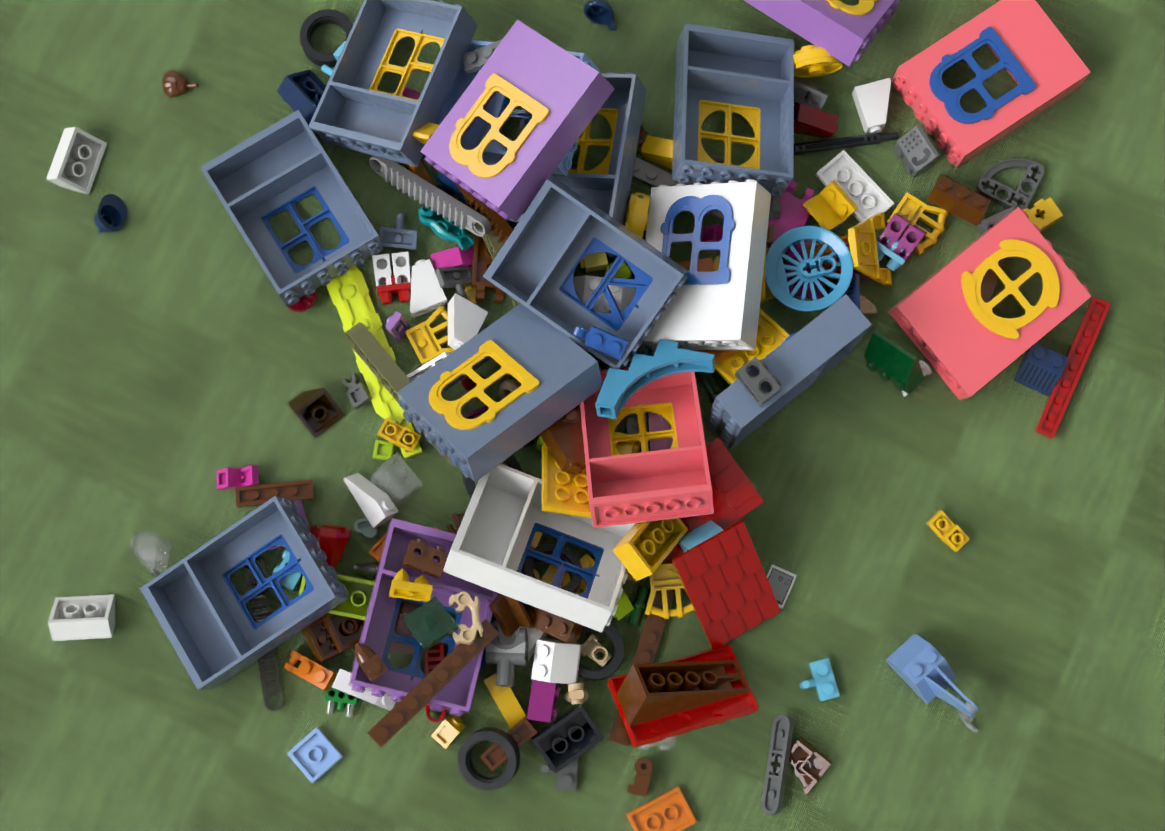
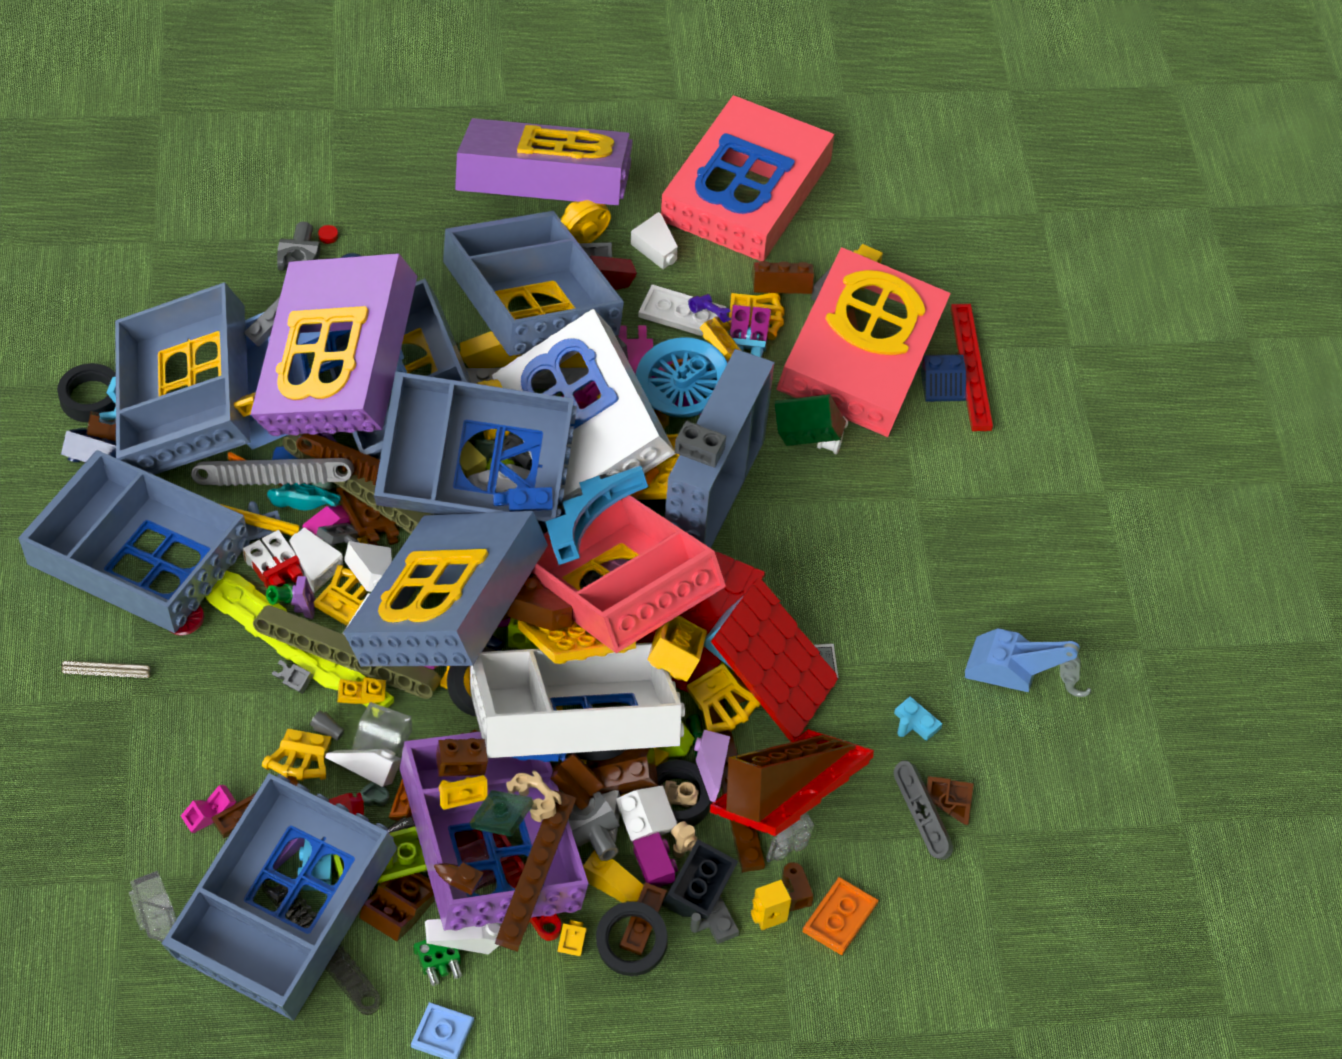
camera: 30 degrees left, 25 degrees down
(82, 617) = (107, 1019): white slope -> none
(221, 311) = (106, 669): none -> axle
(310, 671) = (391, 949): orange plate -> none
(316, 81) = (100, 427): none -> reddish brown leg
(316, 410) = (259, 710): dark brown slope -> none
(334, 458) = (303, 746): none -> yellow plate
(360, 449) = (326, 725): none -> dark grey cone
(382, 311) = (278, 594): none -> green bush
(383, 450) = (350, 718): lime tile -> none
(396, 234) = (267, 522): none -> yellow axle
(608, 788) = (771, 905): none -> yellow brick
(632, 640) = (711, 760): none -> lavender slope
(831, 206) = (668, 326): yellow bracket -> none
(845, 142) = (655, 277): black axle -> none
(875, 193) = (698, 303): none -> dark purple brick
(916, 151) = (720, 257): slope -> none
(948, 531) = (954, 544): yellow slope -> none
(1019, 194) = (825, 233): dark grey beam -> none

